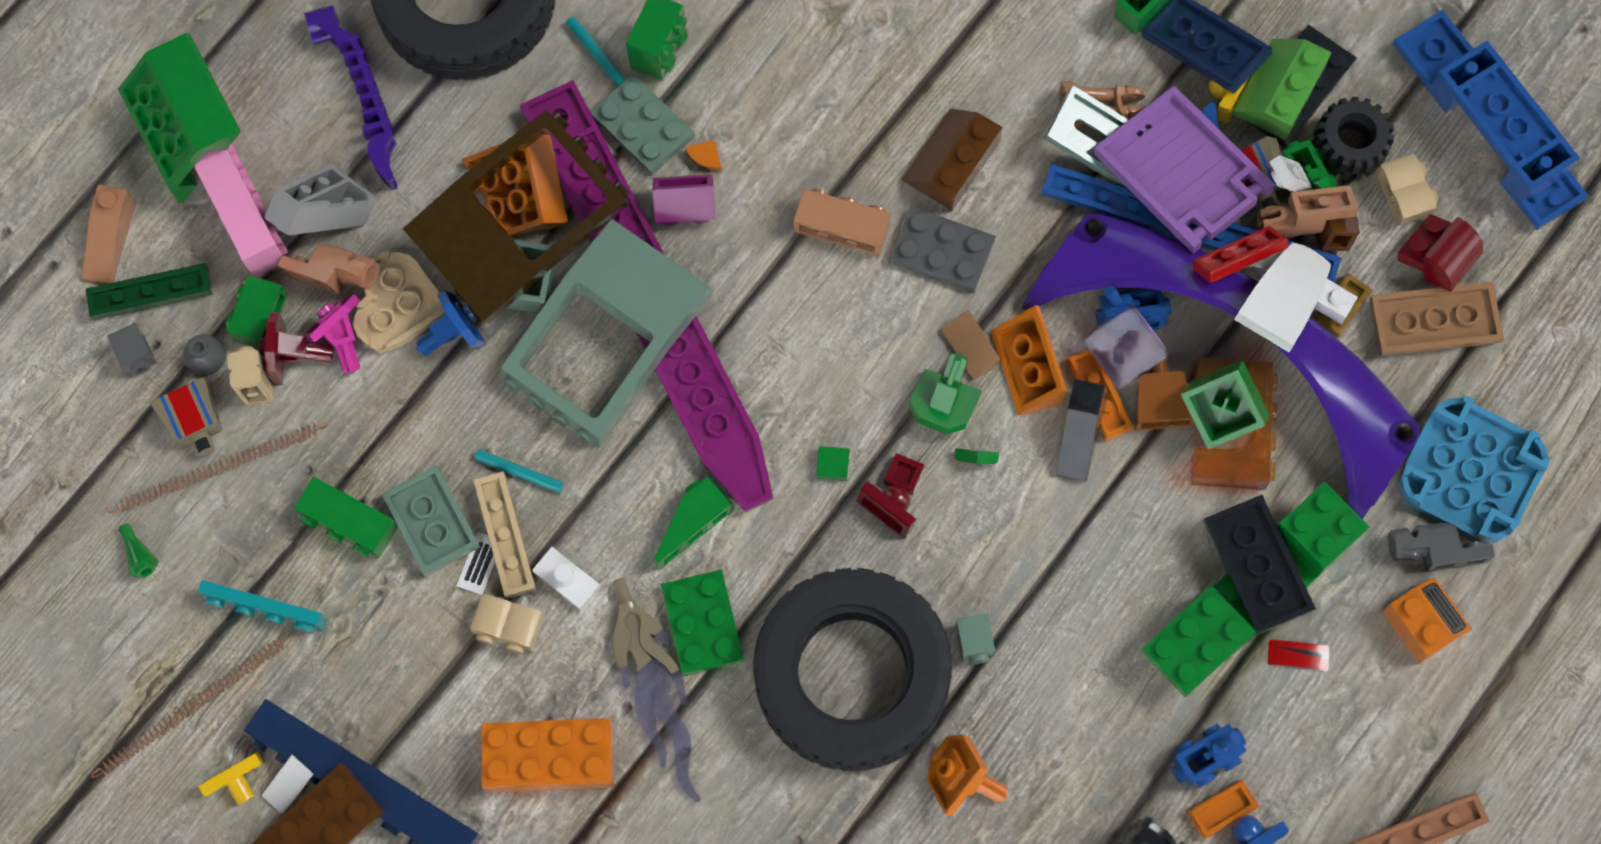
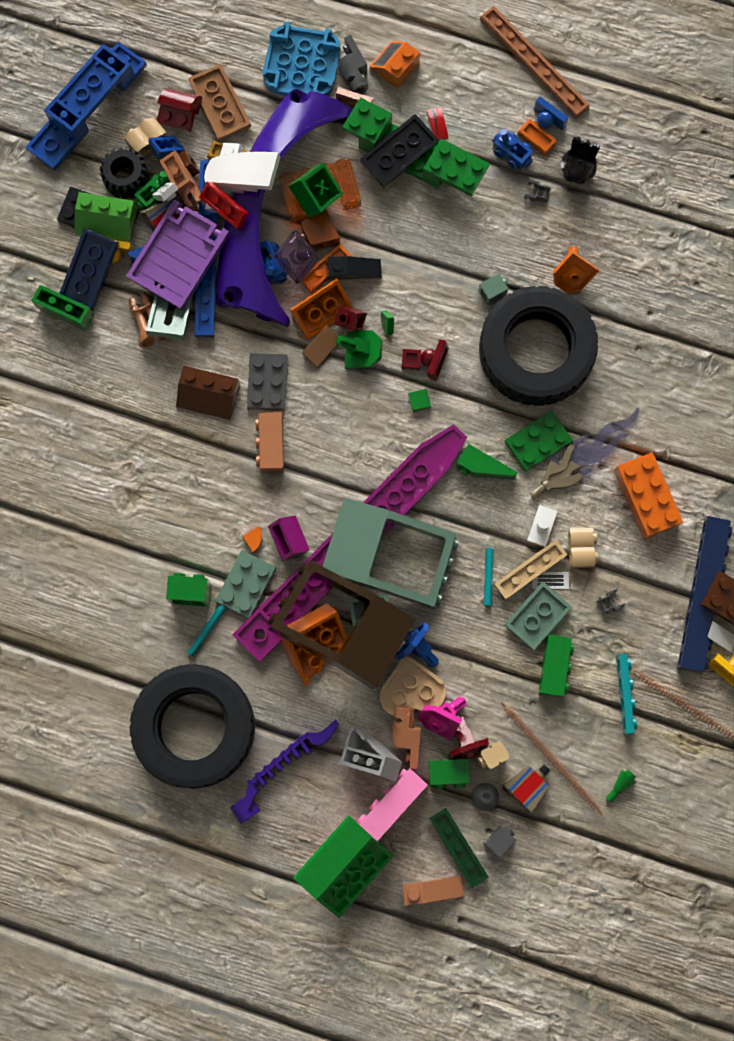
camera: 110 degrees left, 5 degrees up
(406, 626) = (610, 602): none -> dark grey piece
(997, 397) = (350, 318): none -> dark red brick
(1115, 783) = (539, 187): none -> dark grey piece
(1379, 212) = (164, 146): none -> blue slope
(1383, 518) = (350, 98): none -> nougat plate

